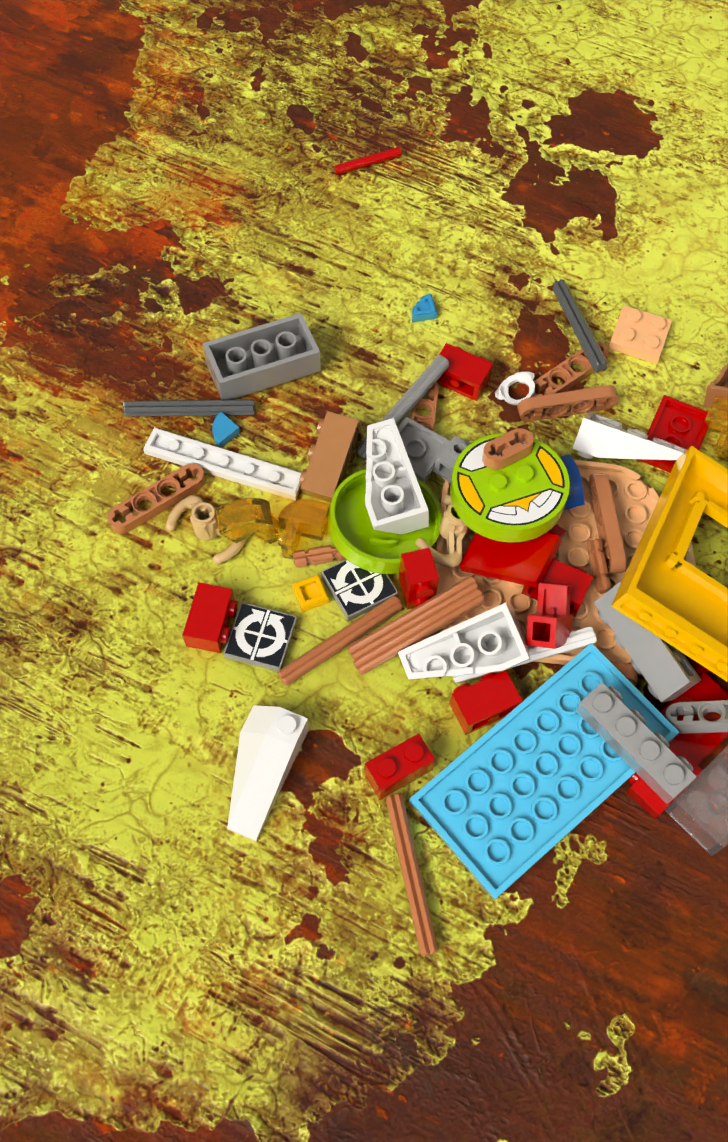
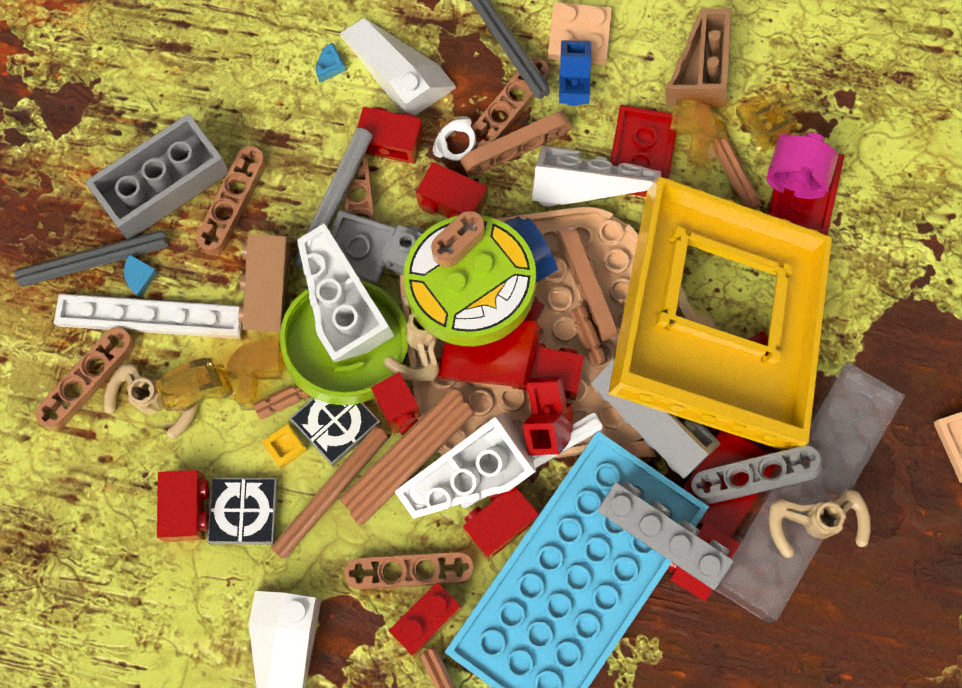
camera: 10 degrees left, 10 degrees up
(313, 389) = (226, 198): none -> nougat beam
(395, 718) = (409, 566): none -> nougat beam
(480, 326) = (401, 71): none -> white wedge
(499, 419) = (449, 193): none -> red brick
(631, 359) = (574, 72): none -> blue brick

